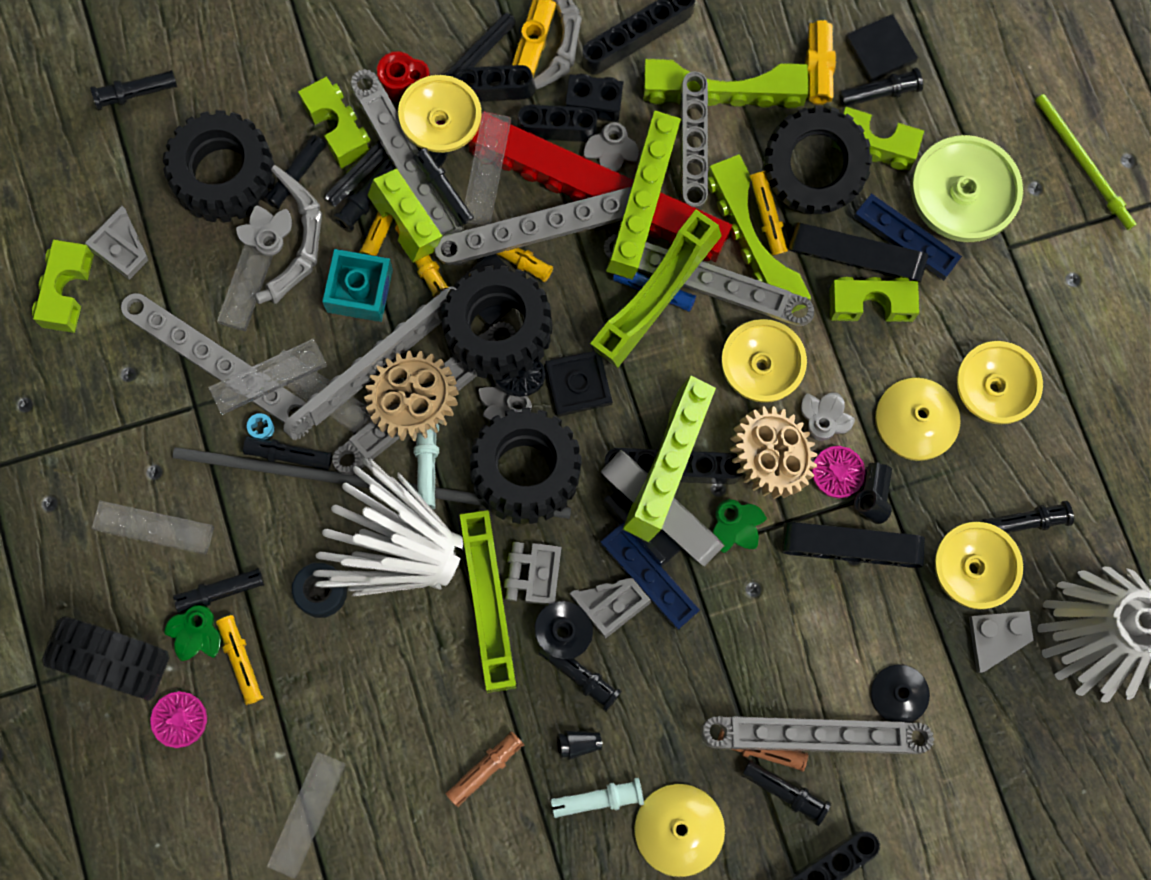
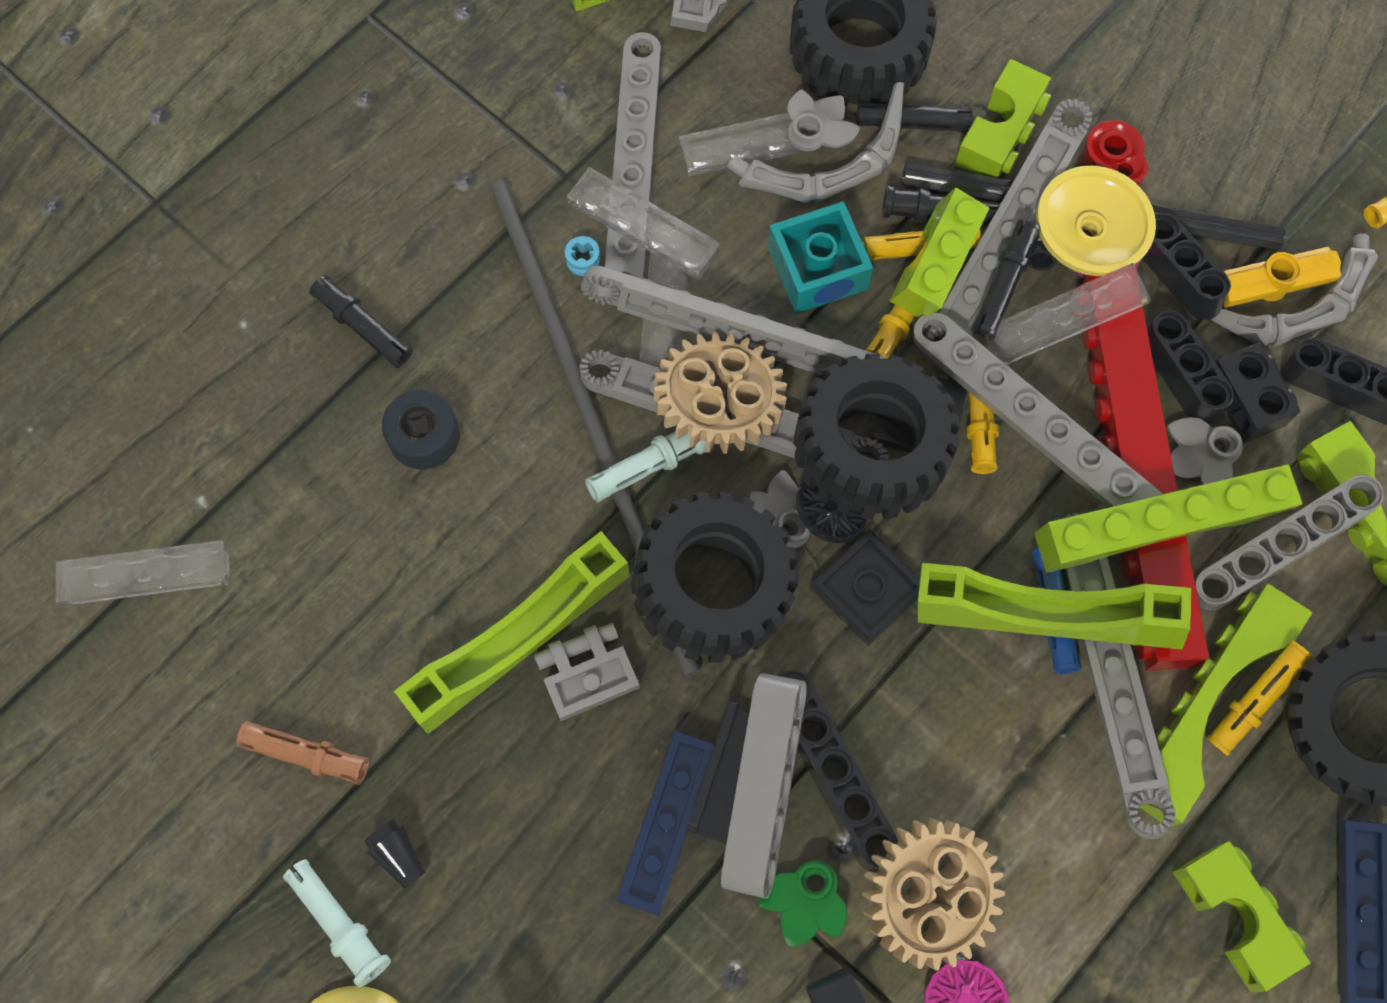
camera: 65 degrees right, 5 degrees down
(105, 658) = (197, 235): black tyre -> none
(153, 527) = (397, 214): clear plate -> none
(178, 719) = (185, 366): dark pink wheel -> none
(194, 637) = (292, 325): green plate -> none
(226, 627) = (289, 390): yellow pin -> none
(276, 451) = (563, 287): black pin -> none
(415, 537) = (533, 485): white plant -> none
(571, 619) = (553, 745): black dish -> none
(590, 683) = (483, 825): black pin -> none
(611, 604) = (601, 793): light grey wing -> none
(662, 481) = (832, 753): lime arch -> none
(765, 343) = (1080, 800): light yellow dish -> none
(828, 412) = (1040, 940): light grey plate -> none
(858, 252) = (1294, 856): black beam -> none

